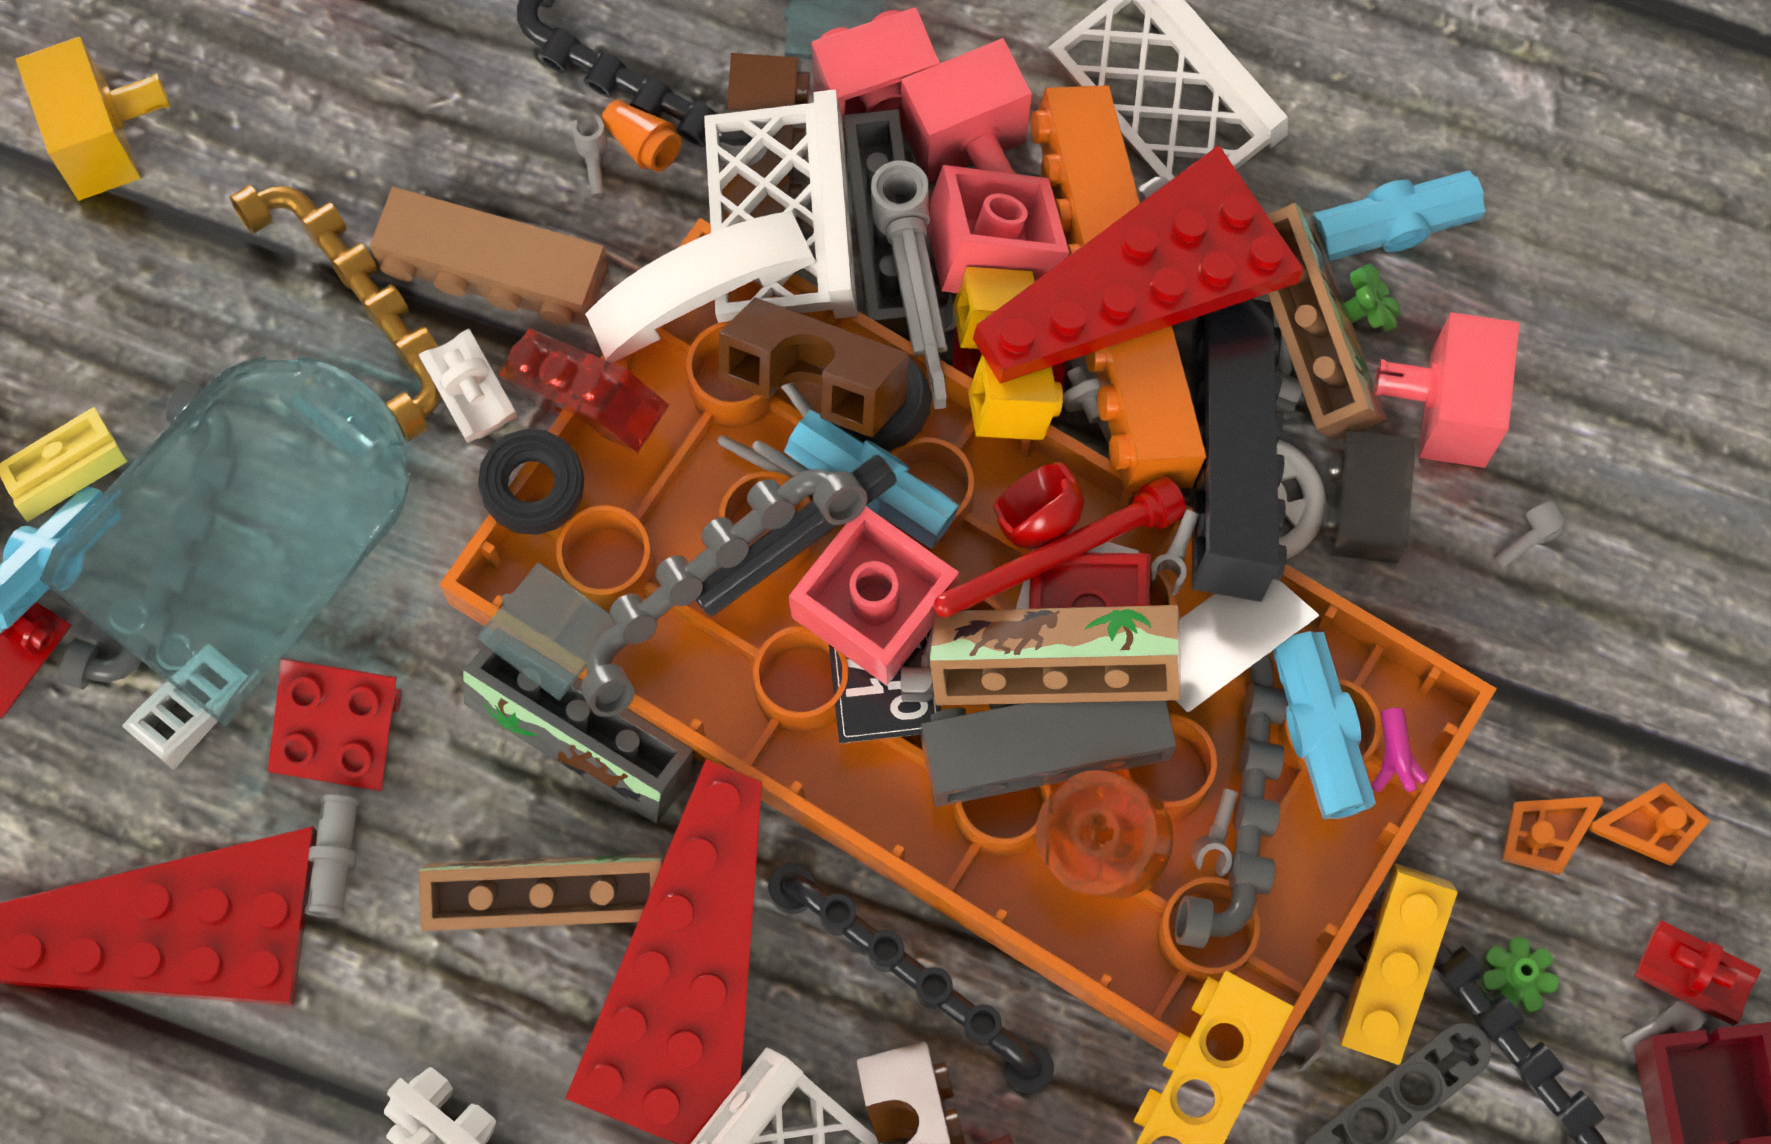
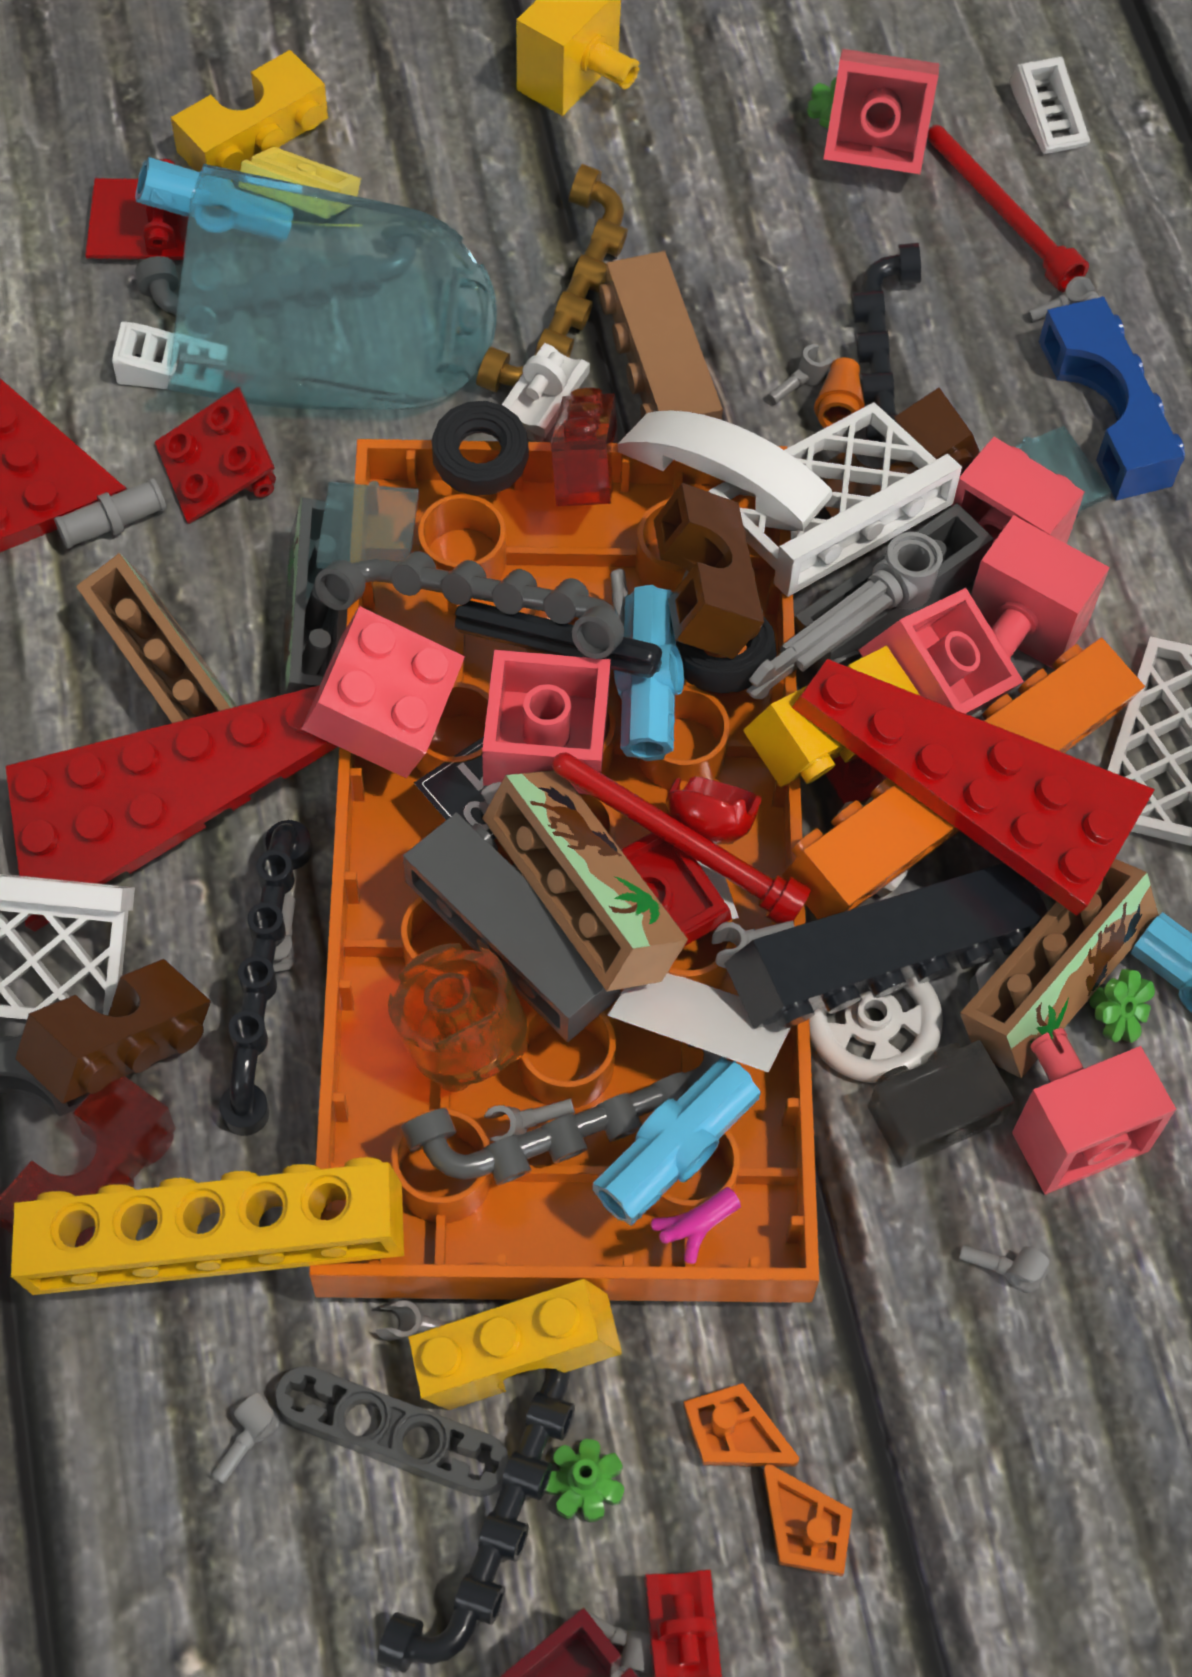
camera: 55 degrees right, 10 degrees down
(756, 716) = (383, 692): none -> coral brick

